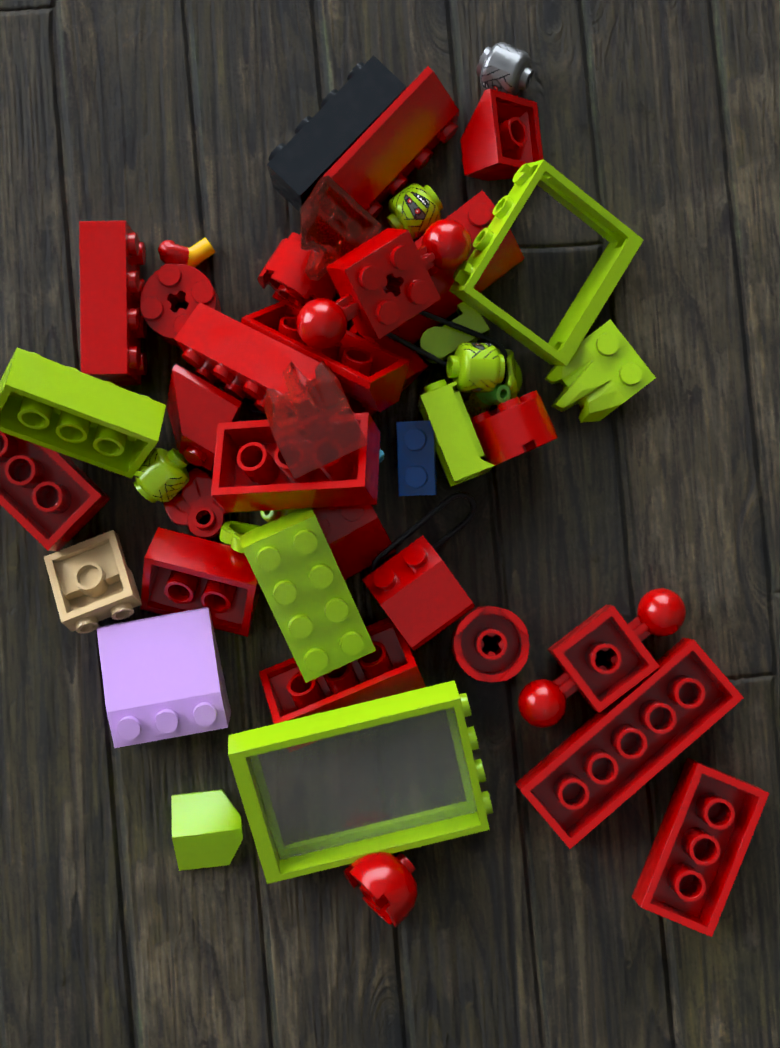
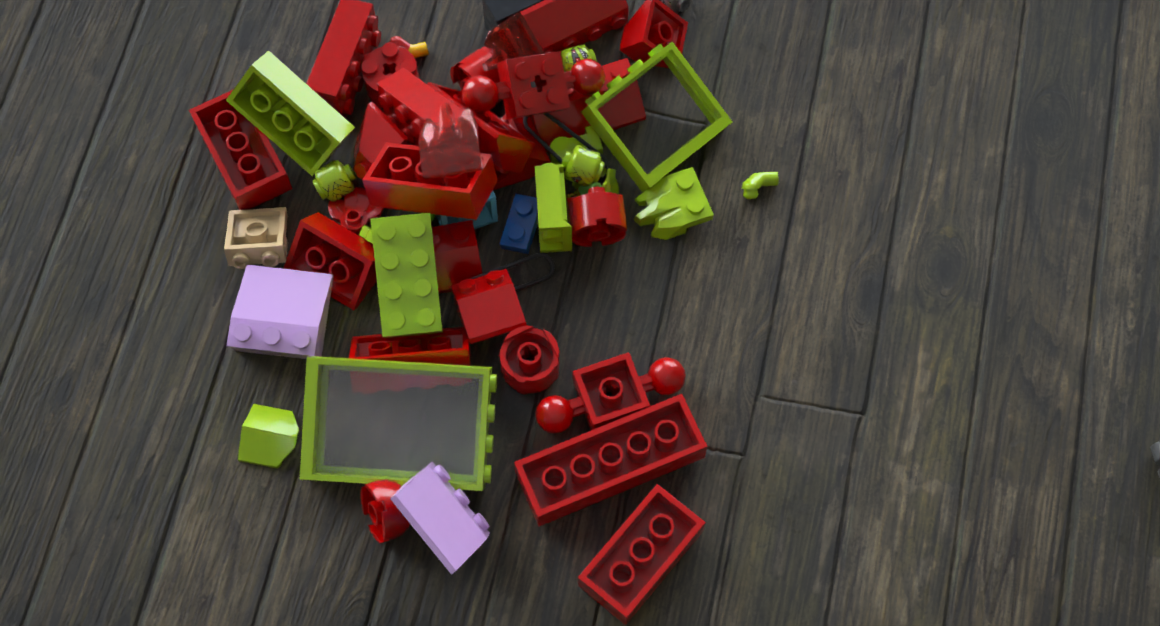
camera: 25 degrees right, 20 degrees down
(457, 895) = (441, 516): none -> lavender slope
(691, 308) = (757, 180): none -> lime arm

